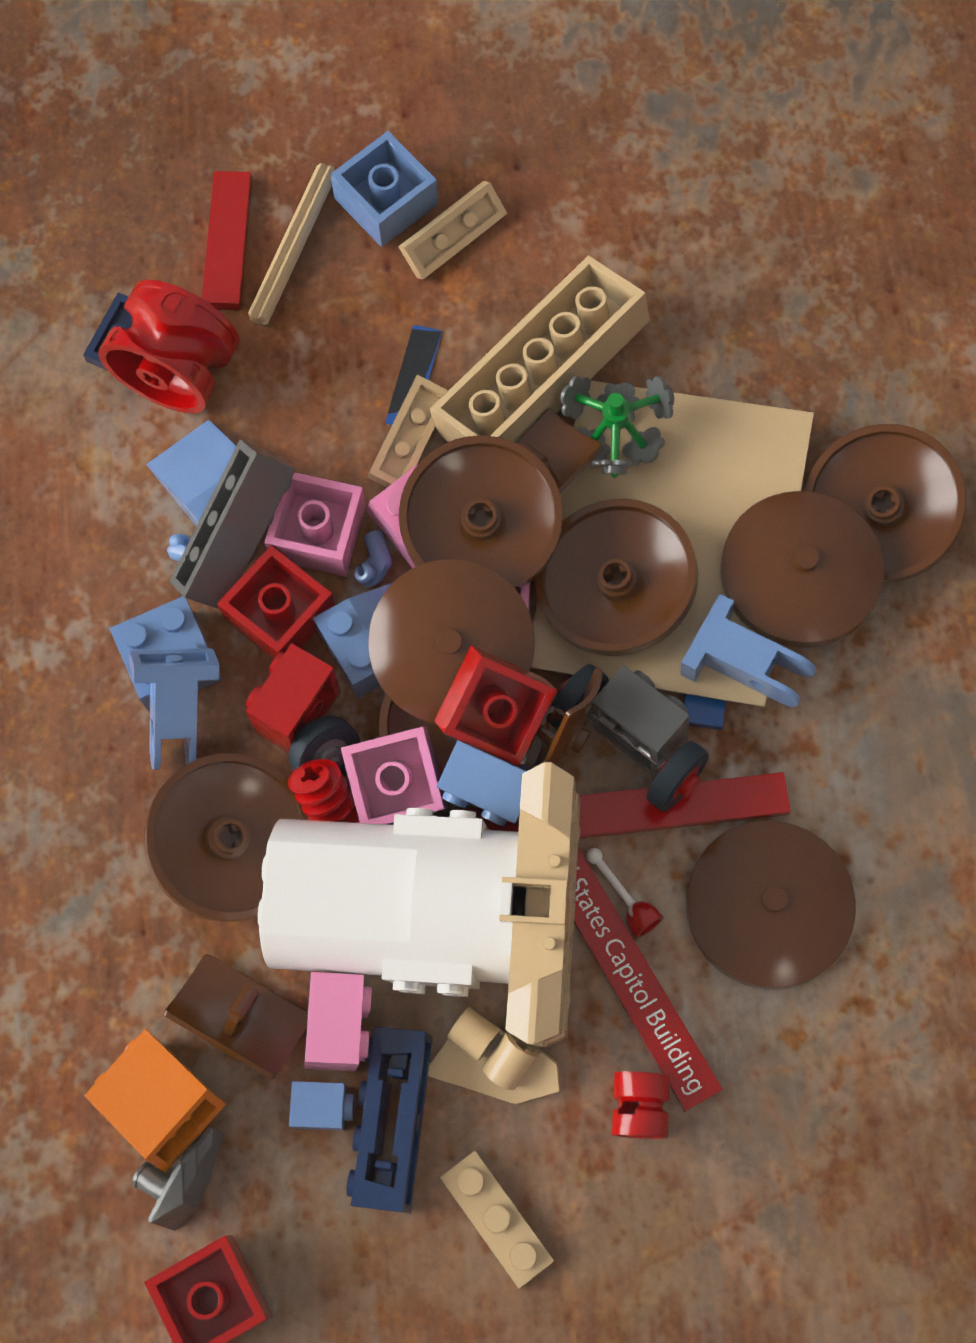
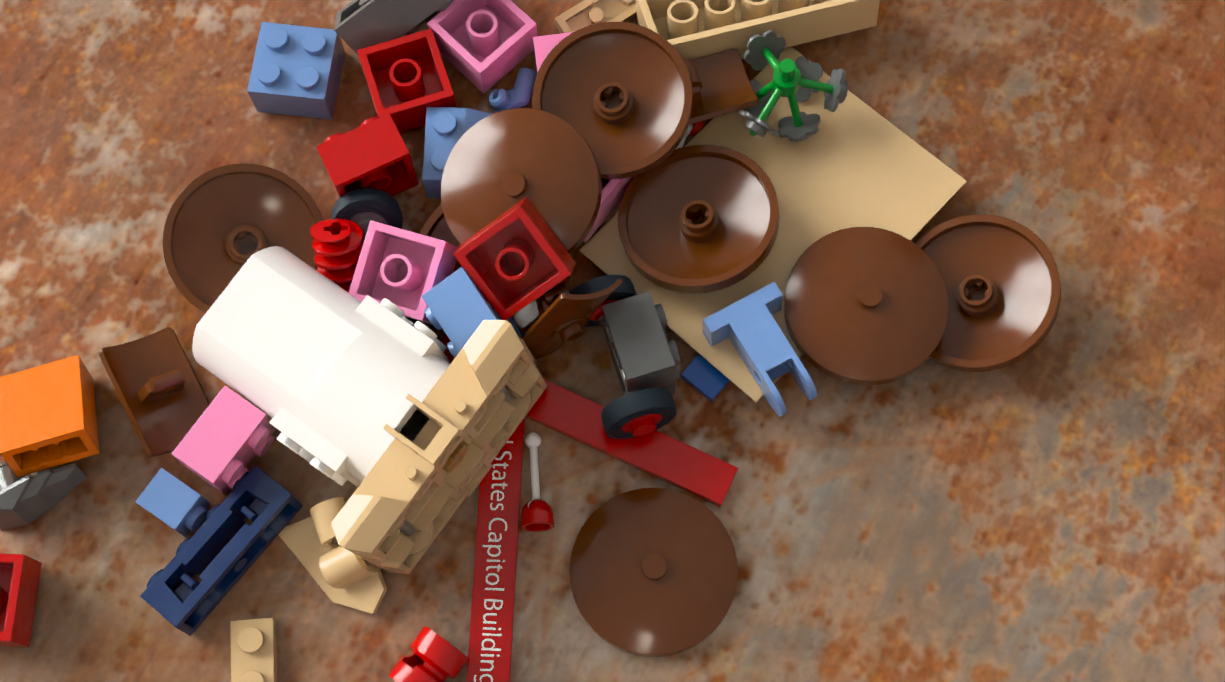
camera: 30 degrees right, 0 degrees up
(173, 694) = (272, 100): medium blue piece -> none

